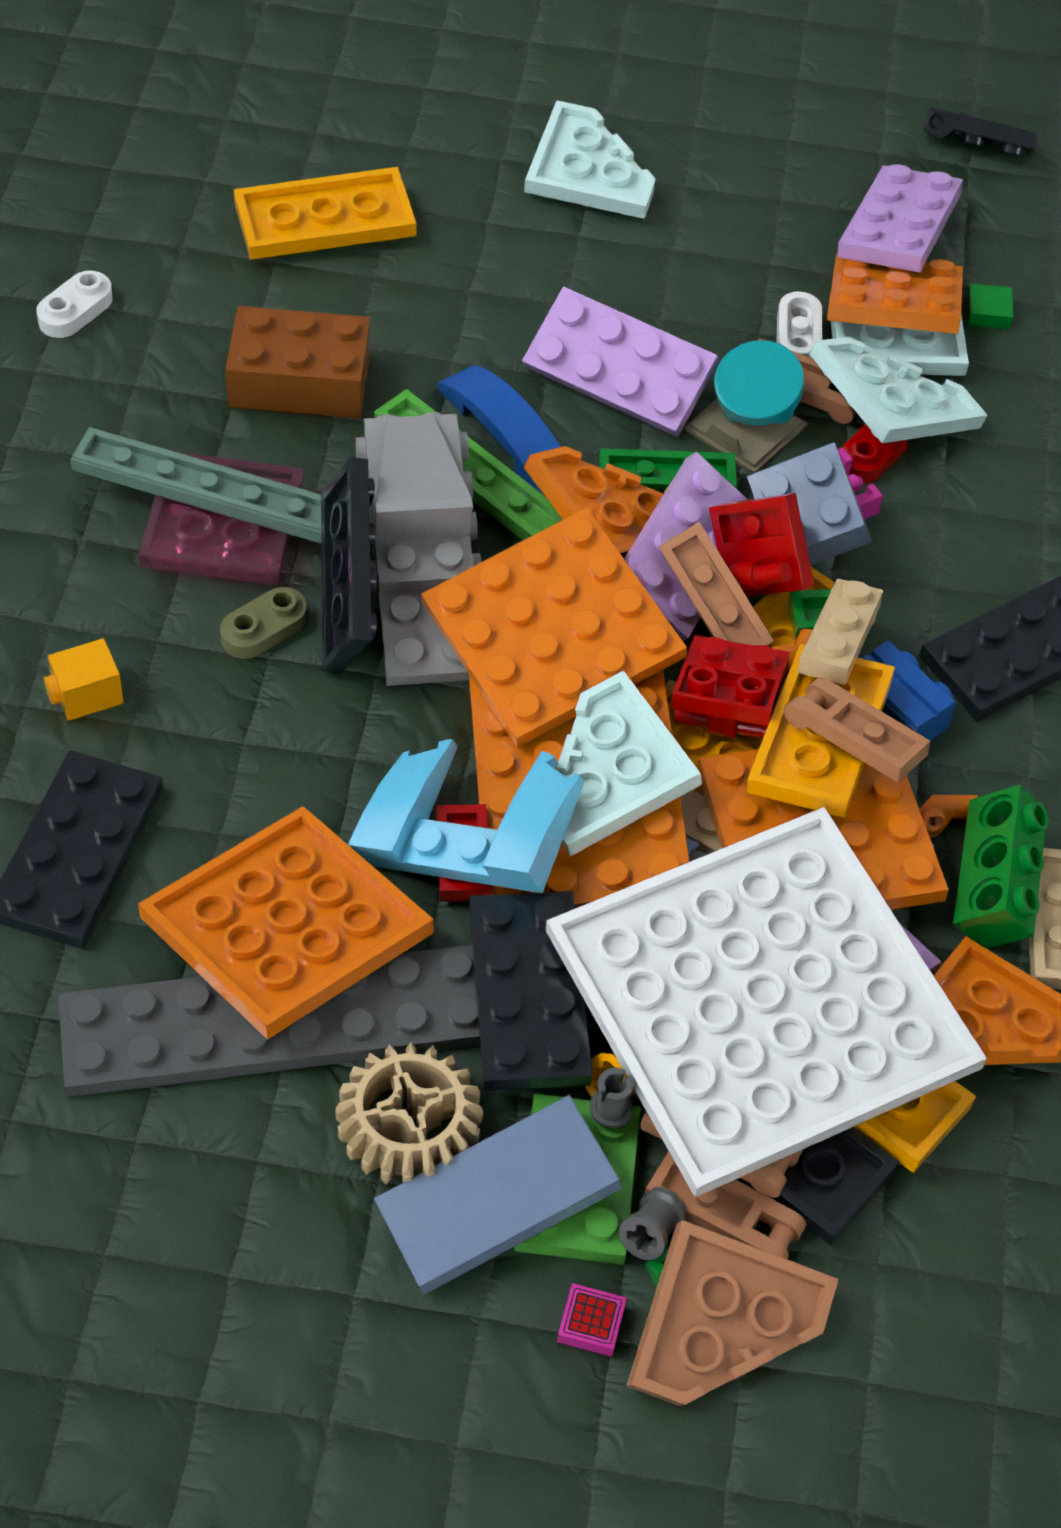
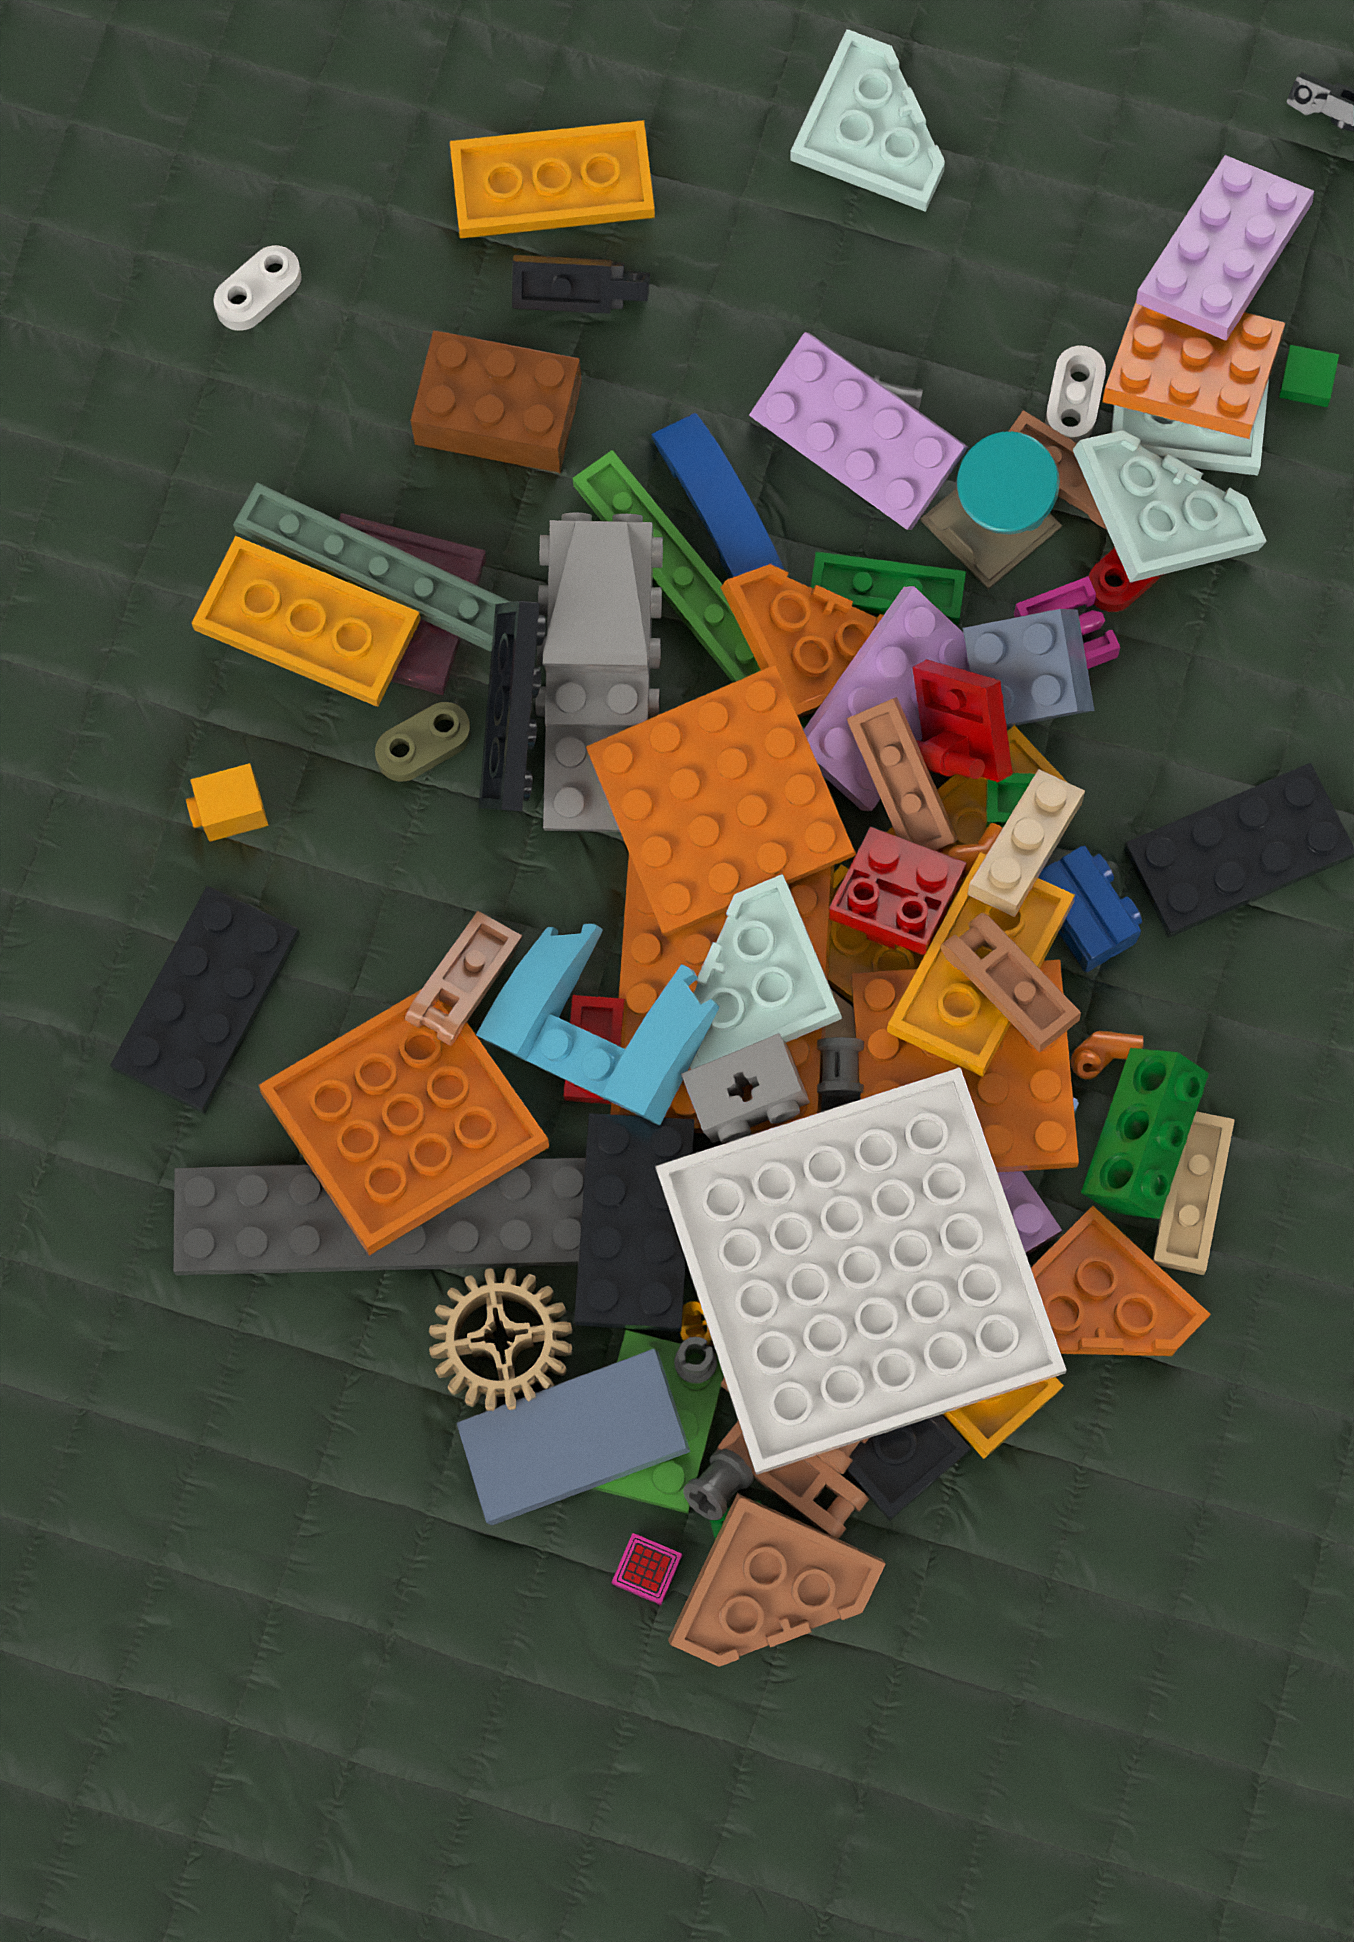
camera: 15 degrees right, 20 degrees up
(146, 525) = (306, 621): none -> light orange plate
(329, 797) = (464, 976): none -> nougat plate
(354, 279) = (575, 284): none -> black hinge
(621, 848) = (718, 1090): none -> light grey brick
(695, 826) = (840, 1067): none -> dark grey bush

